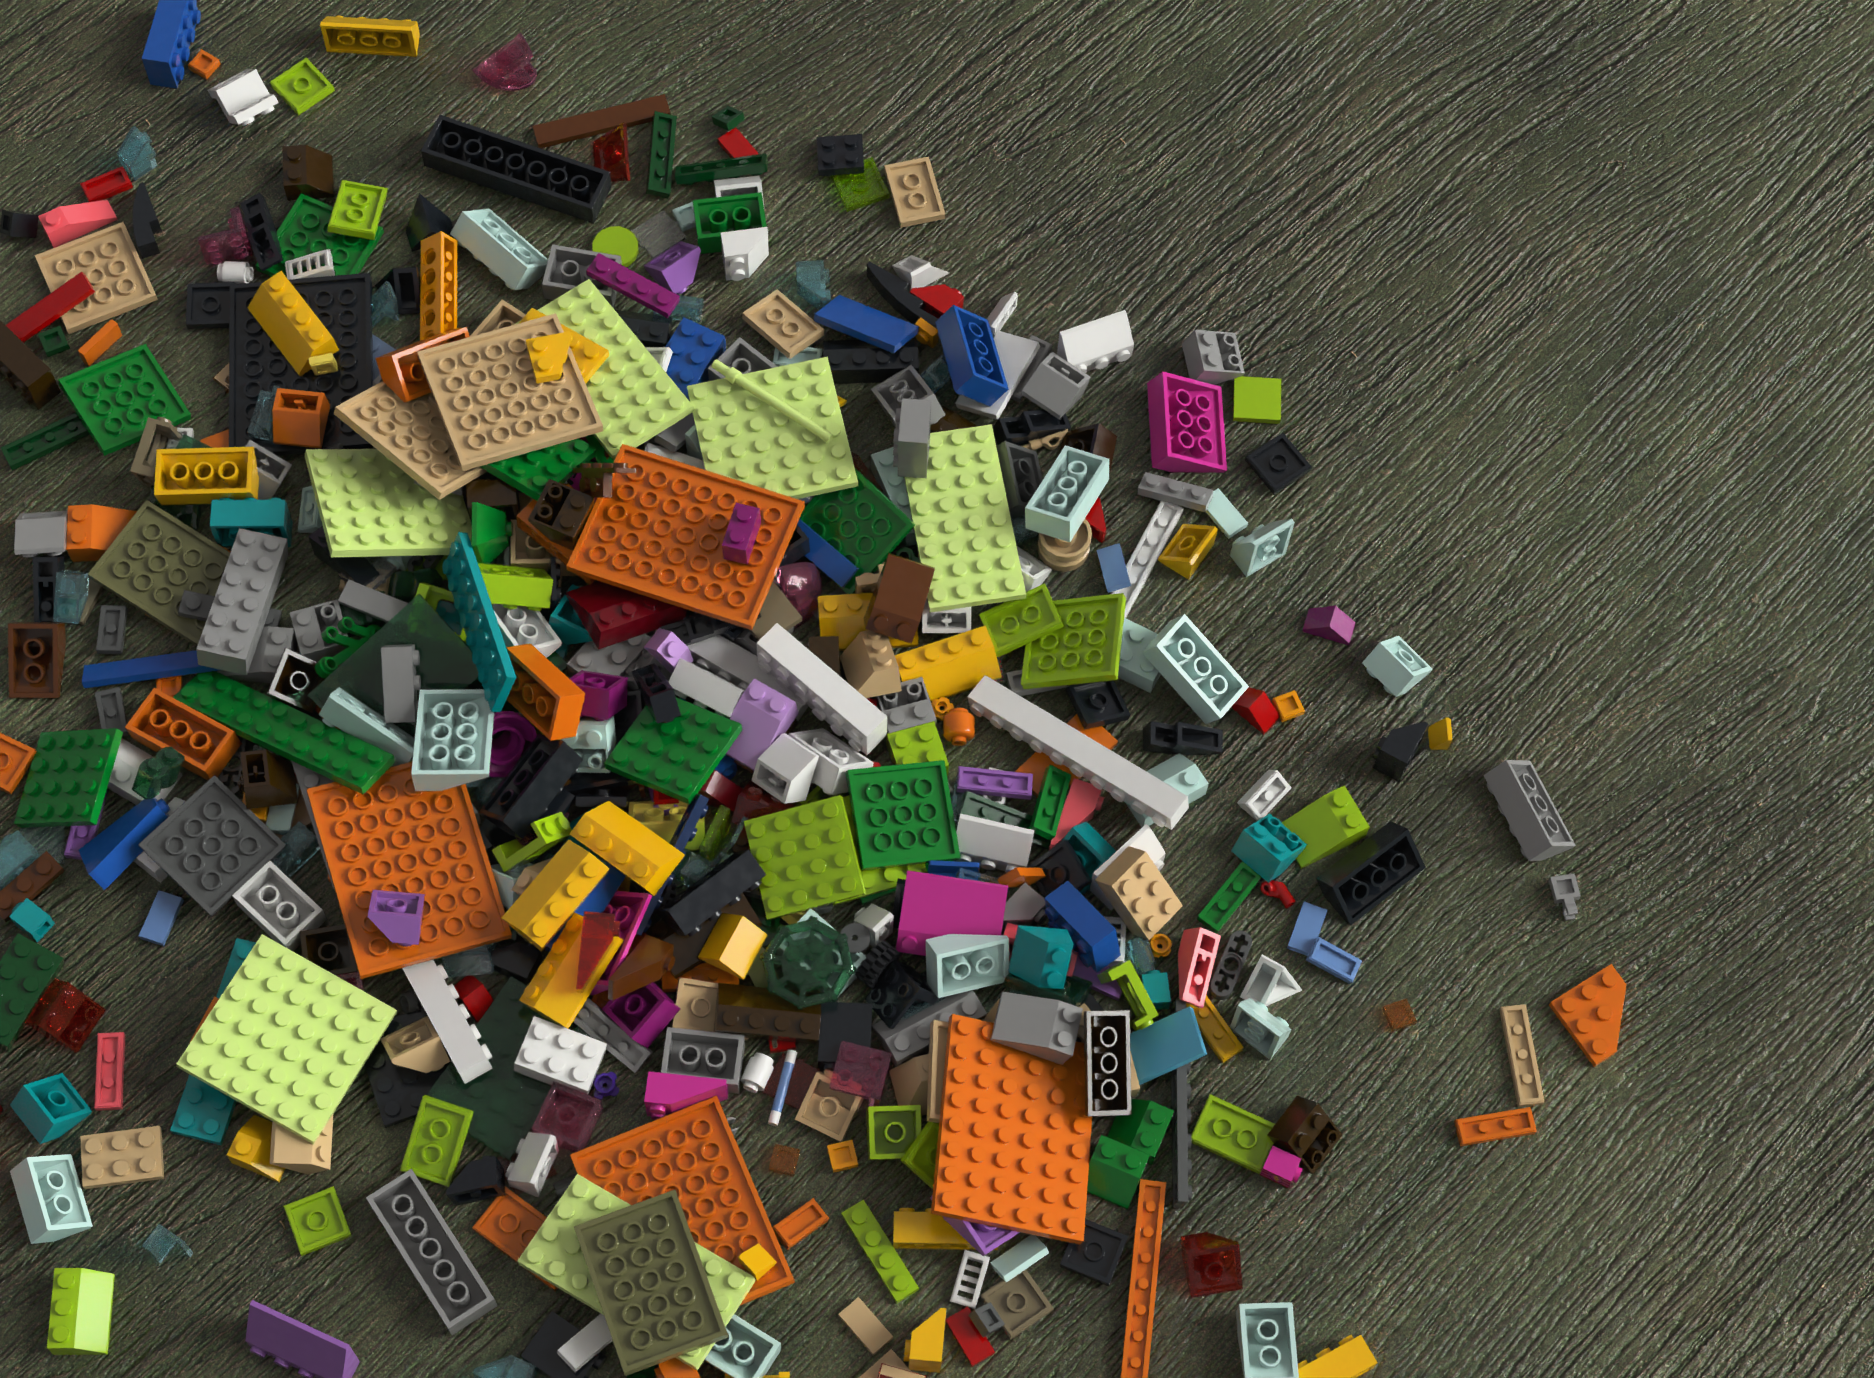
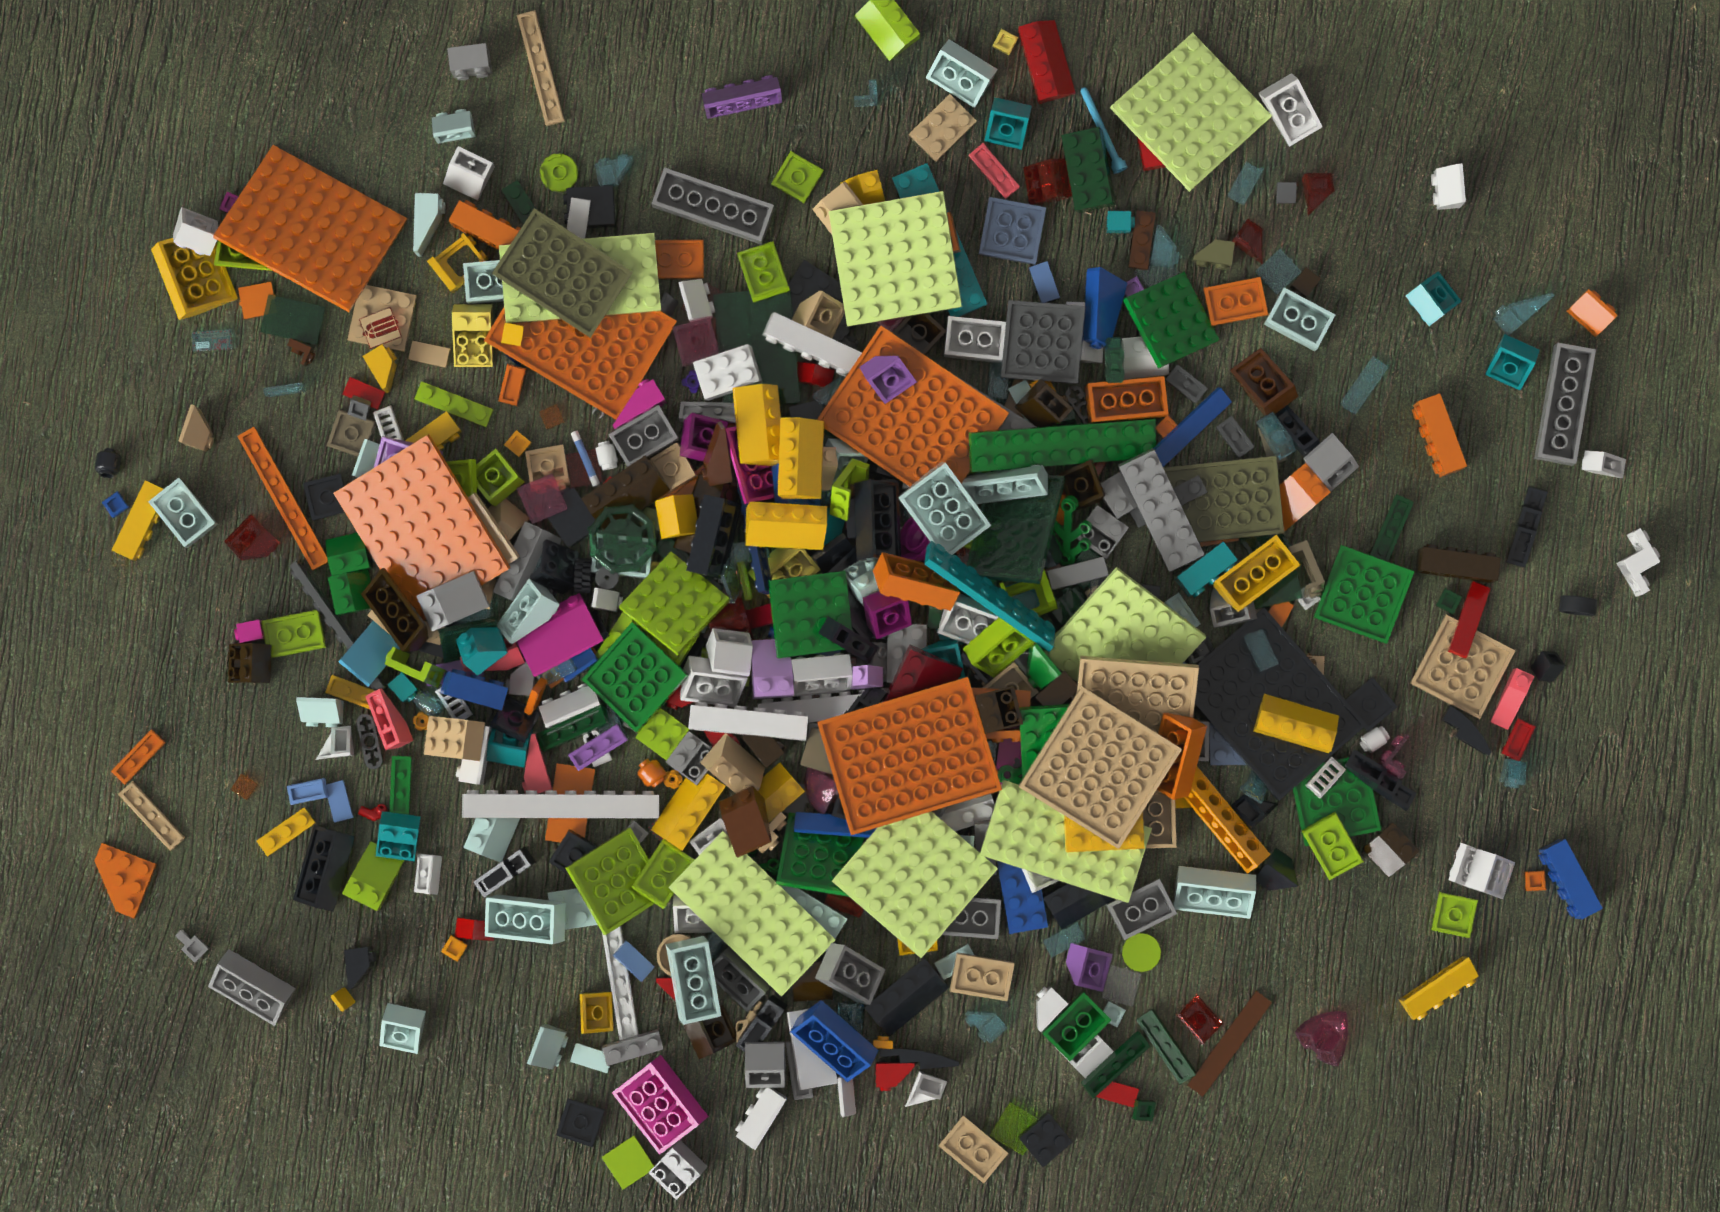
camera: 150 degrees right, 20 degrees up
(100, 342) = (1417, 624): orange tile -> none
(146, 993) = (1012, 231): none -> sand blue plate
(299, 417) = (1233, 660): orange slope -> none
(323, 364) = (1251, 710): light yellow tile -> none
(400, 682) = (1008, 522): light grey brick -> none
(478, 1181) = (719, 268): black slope -> none
(516, 168) = (1252, 957): black brick -> none
(548, 355) = (1094, 810): yellow wing -> none
(596, 941) = (751, 447): clear red slope -> none
(597, 477) = (992, 750): reddish brown bracket -> none
(633, 285) = (1097, 922): magenta plate -> none
(735, 377) = (968, 894): yellowish green bar -> none
(741, 533) = (869, 777): magenta brick -> none
(801, 1310) = (469, 330): none -> light yellow slope
(866, 323) = (925, 1016): blue tile -> none
(912, 438) = (814, 934): light grey brick -> none
(1050, 802) = (554, 760): green plate -> none
(1329, 624) = (467, 1026): magenta slope -> none
(1385, 938) = (286, 831): none -> yellow plate

